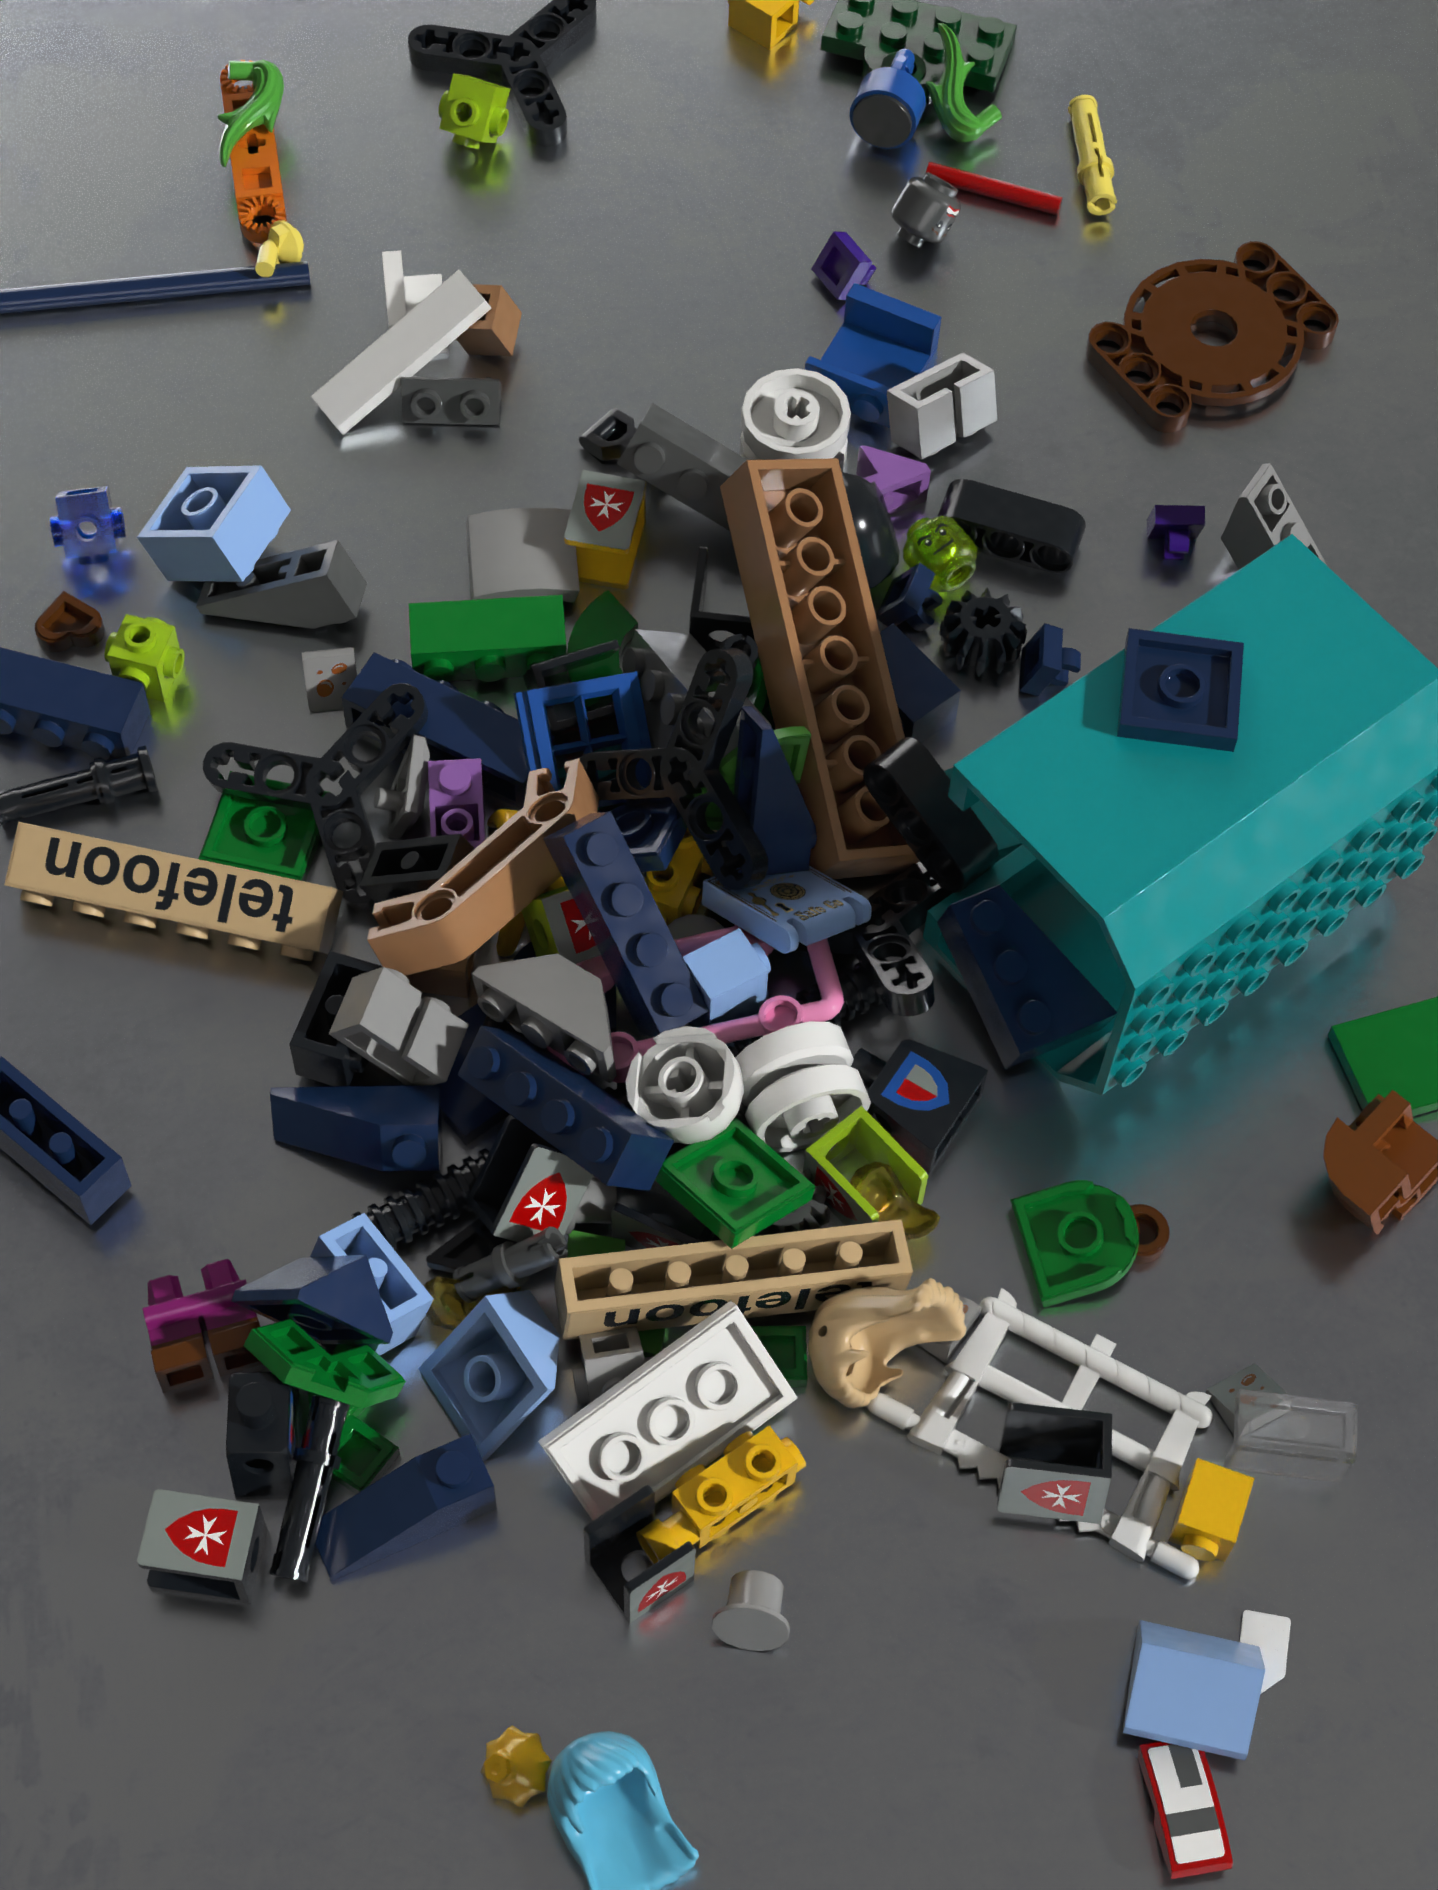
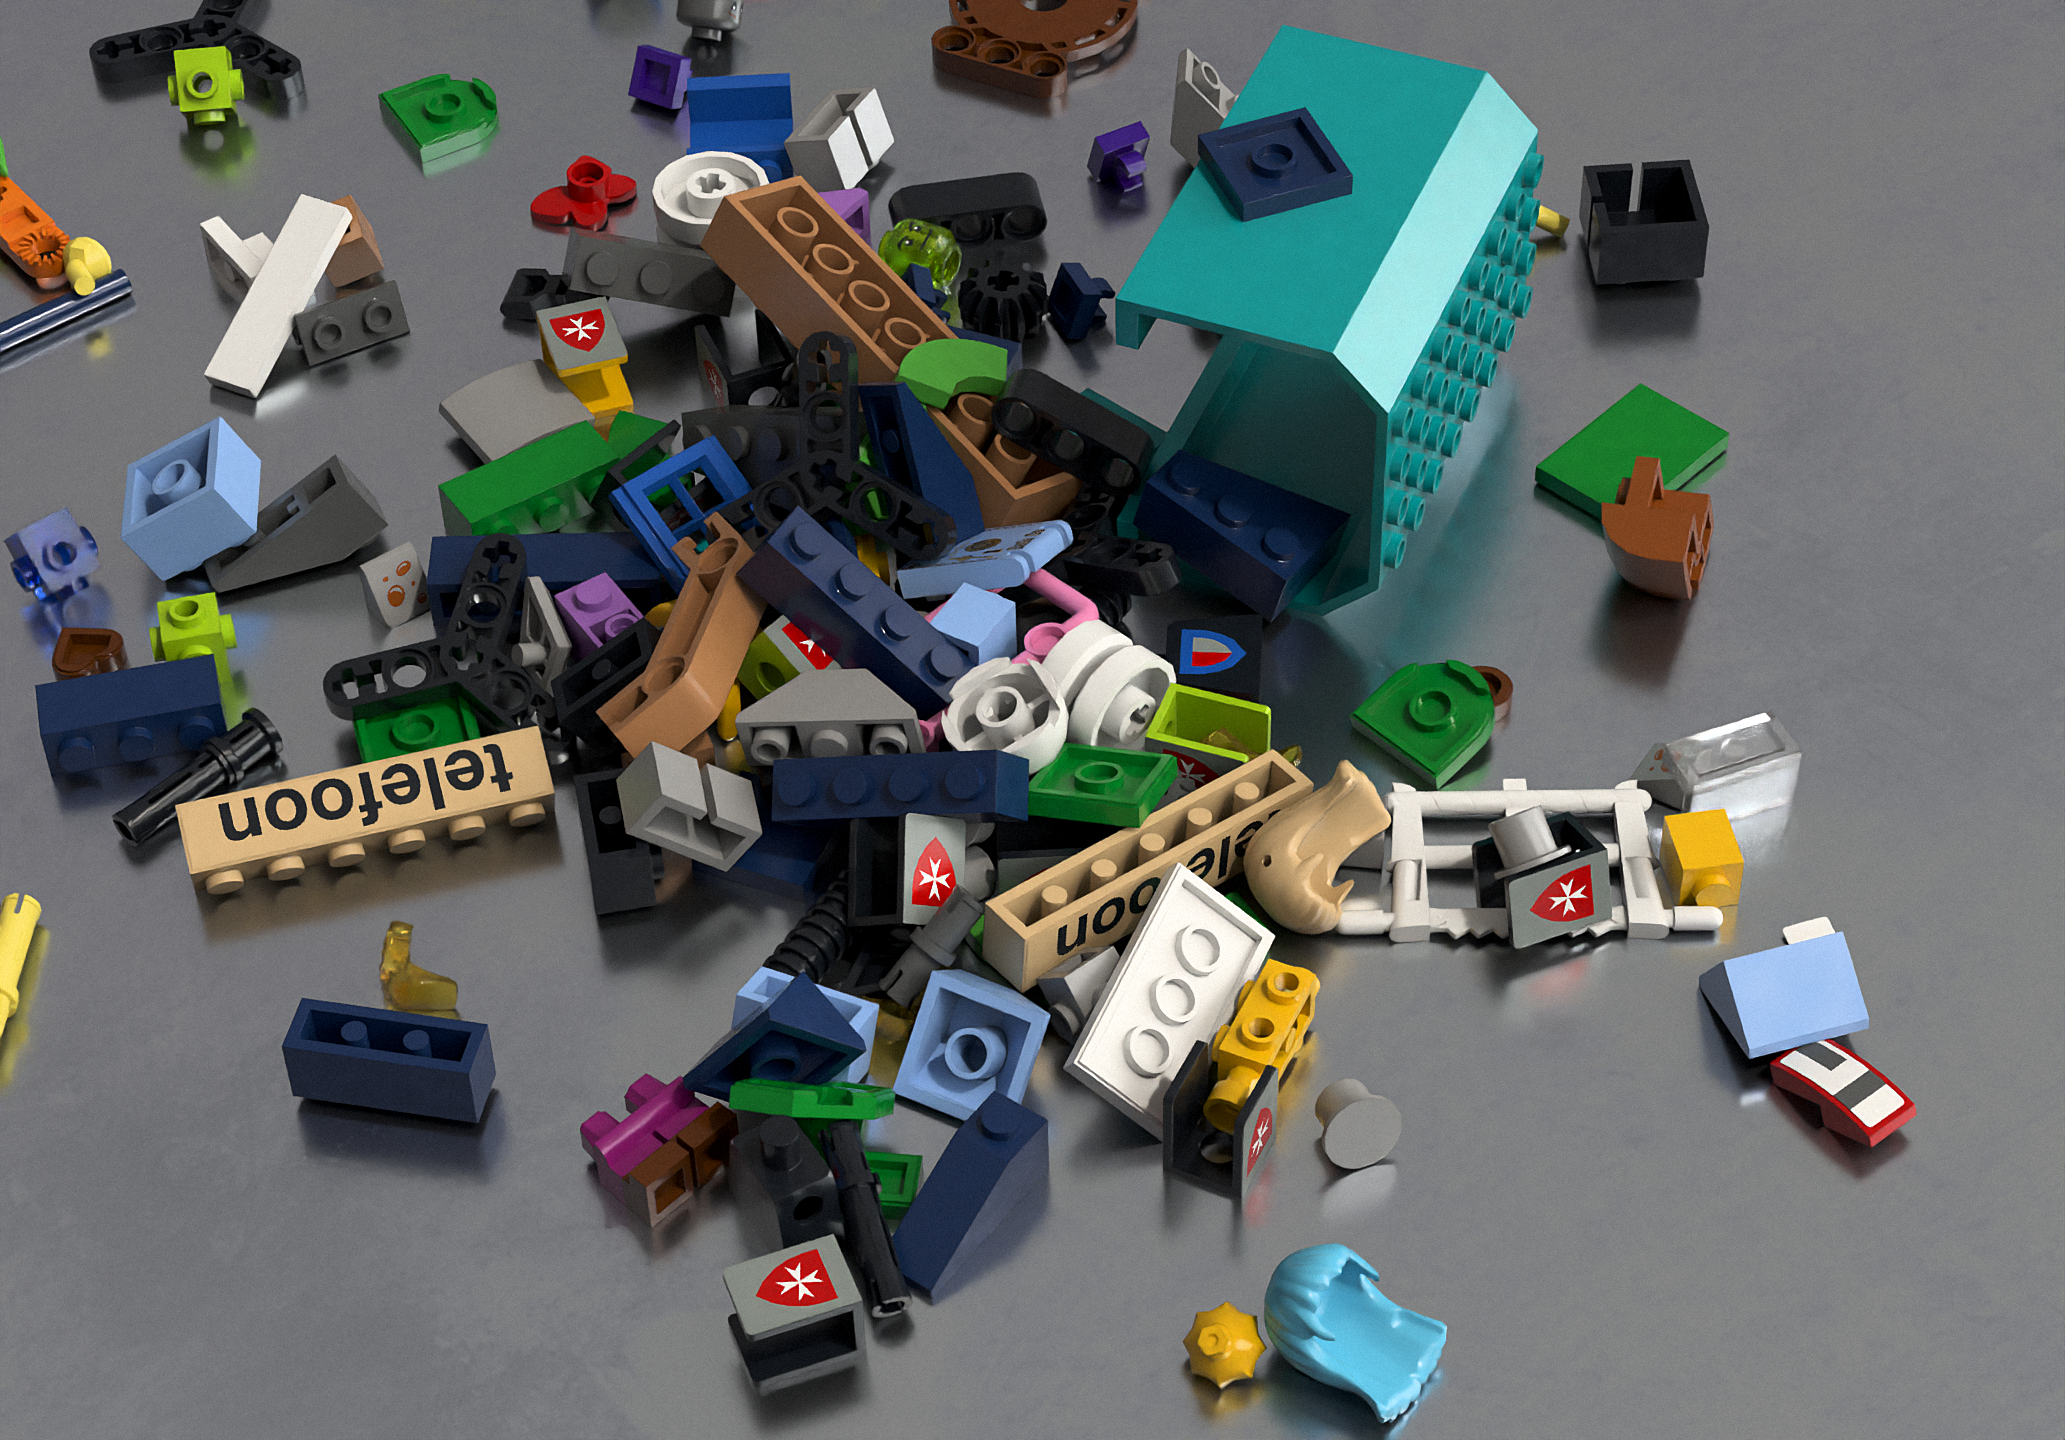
camera: 25 degrees left, 15 degrees down
(108, 1052) = (409, 985): none -> clear yellow hair
(363, 1124) = (697, 914): dark blue slope -> none
(652, 219) = (441, 114): none -> green tile
(719, 352) = (585, 197): none -> red animal
(852, 708) = (953, 366): none -> bright green tile
(1047, 1433) = (1524, 841): none -> light grey piece

